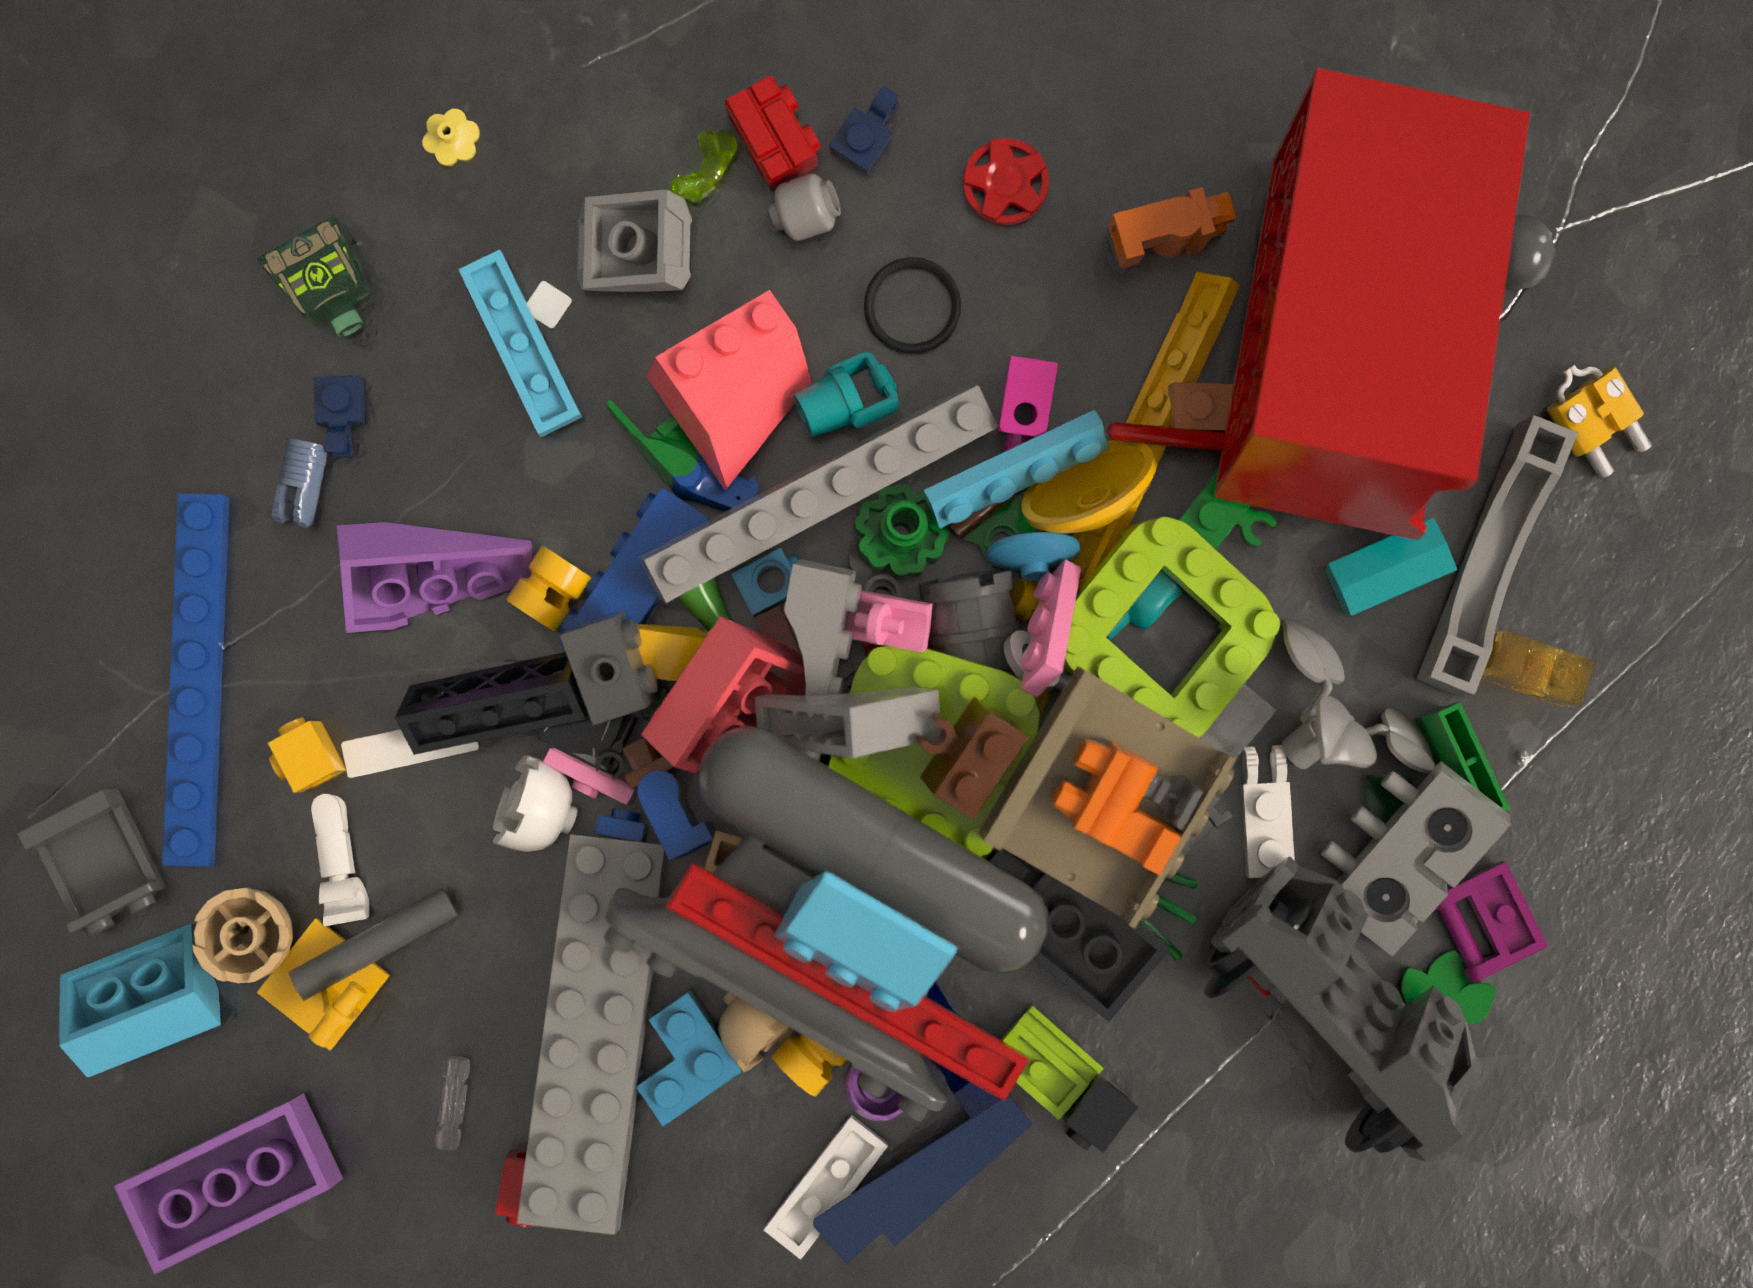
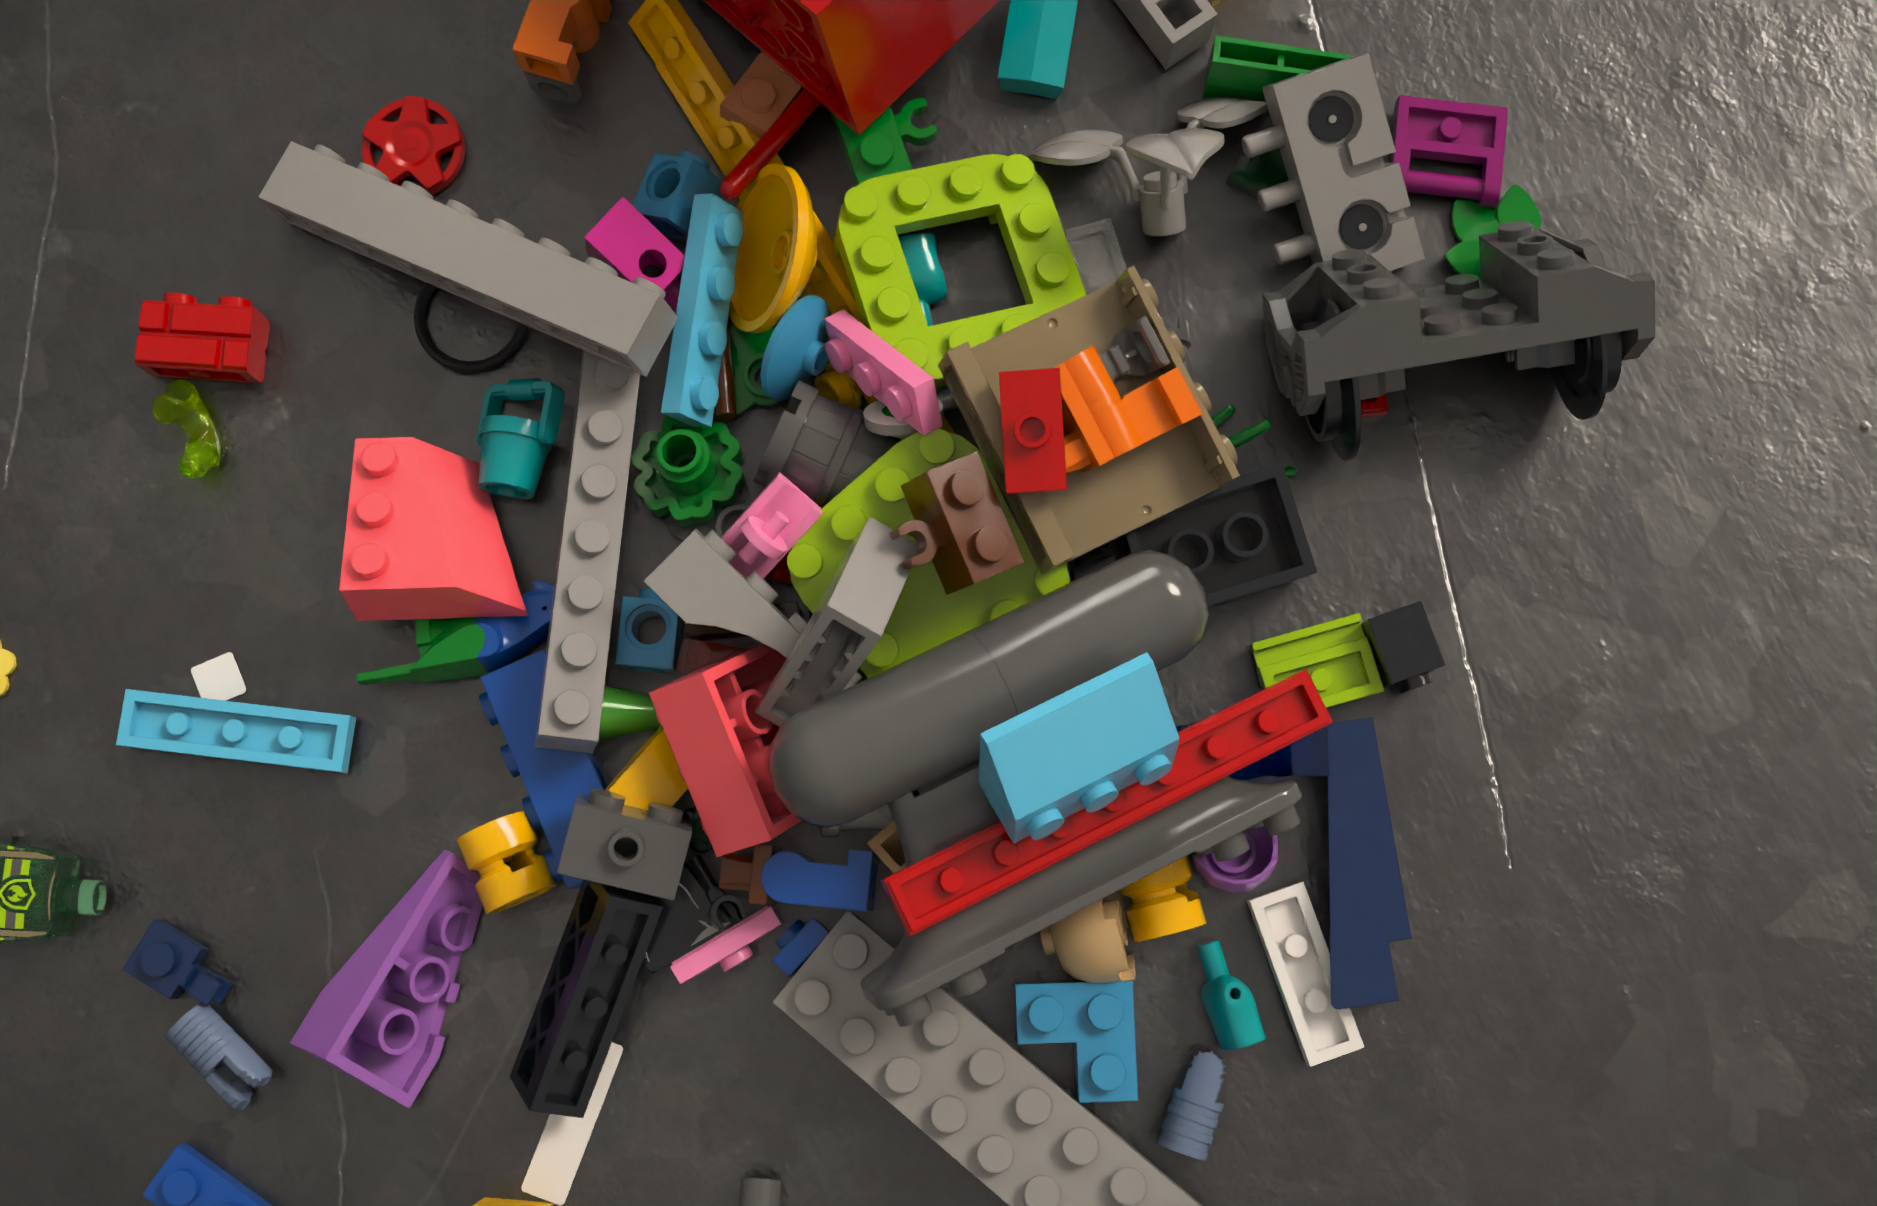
camera: 55 degrees left, 5 degrees down
(534, 808) = (722, 1024): white cylinder -> none
(634, 242) = (213, 548): light grey slope -> none
(685, 1168) = (1195, 1108): none -> sand blue hinge
(771, 1146) = (1228, 1002): none -> teal piece
(805, 207) = (299, 355): light grey head -> none
(864, 136) = (271, 253): dark blue plate -> none
(947, 283) = (471, 257): none -> light grey brick
(1066, 767) = (1033, 431): none -> red plate
(1091, 388) = (669, 191): none -> dark azure brick
(1265, 814) = (1207, 295): white hinge -> none

